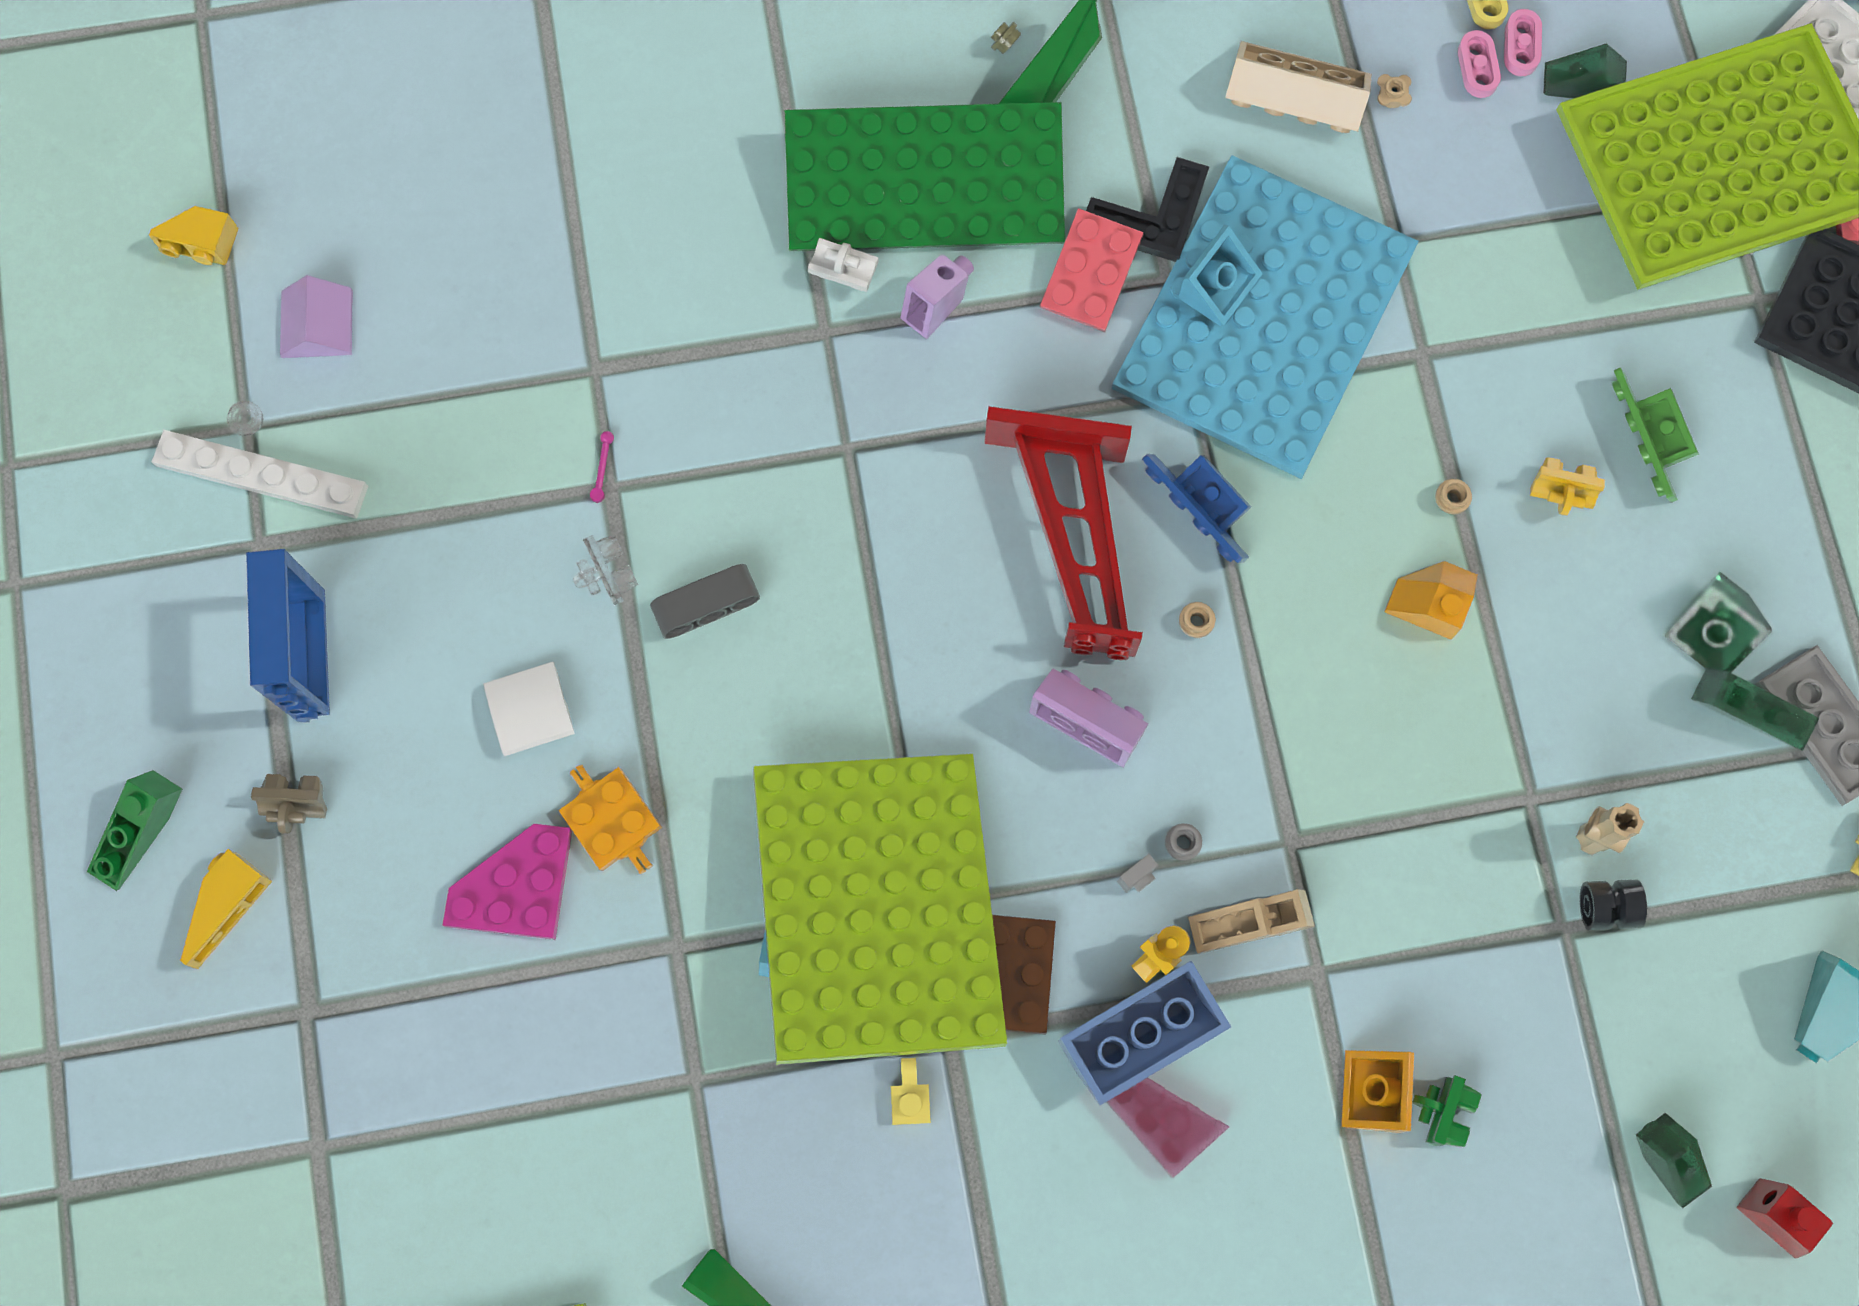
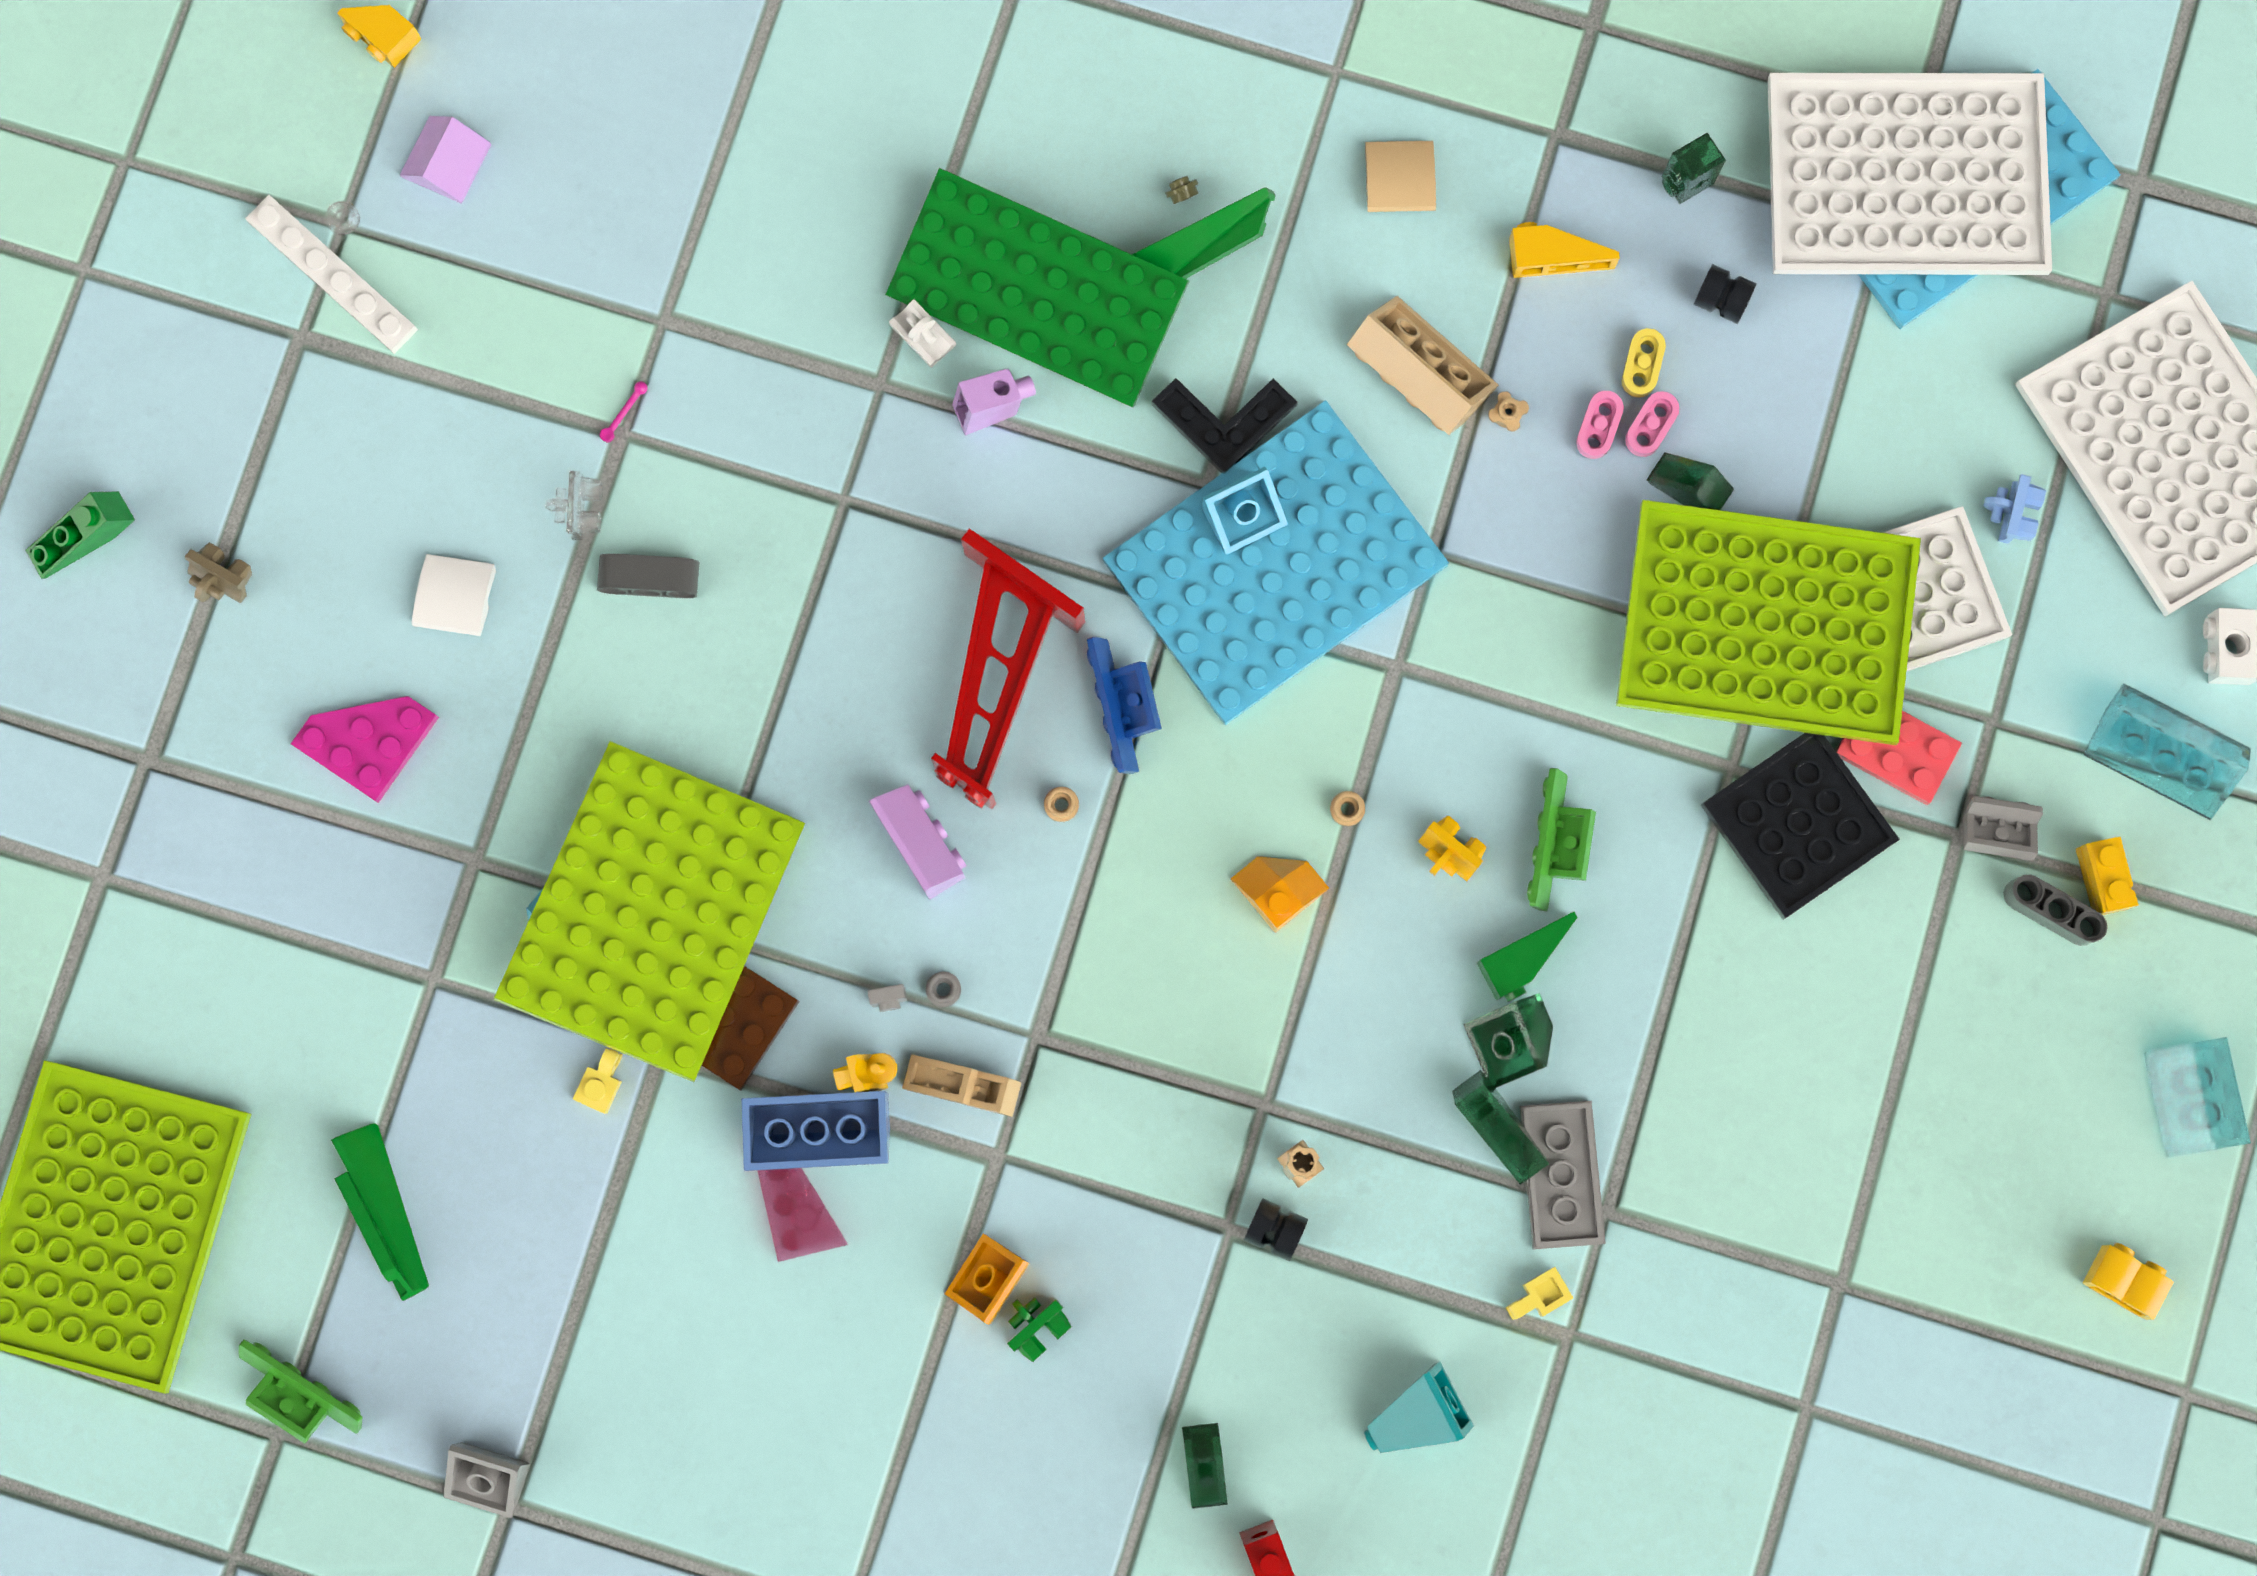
camera: 30 degrees right, 5 degrees up
(222, 901) = (121, 632): yellow slope -> none
(287, 635) = (256, 427): blue window -> none
(610, 819) = (473, 724): light orange plate -> none
(1091, 270) = (1139, 445): coral plate -> none
(1687, 551) = (1519, 962): none -> green slope

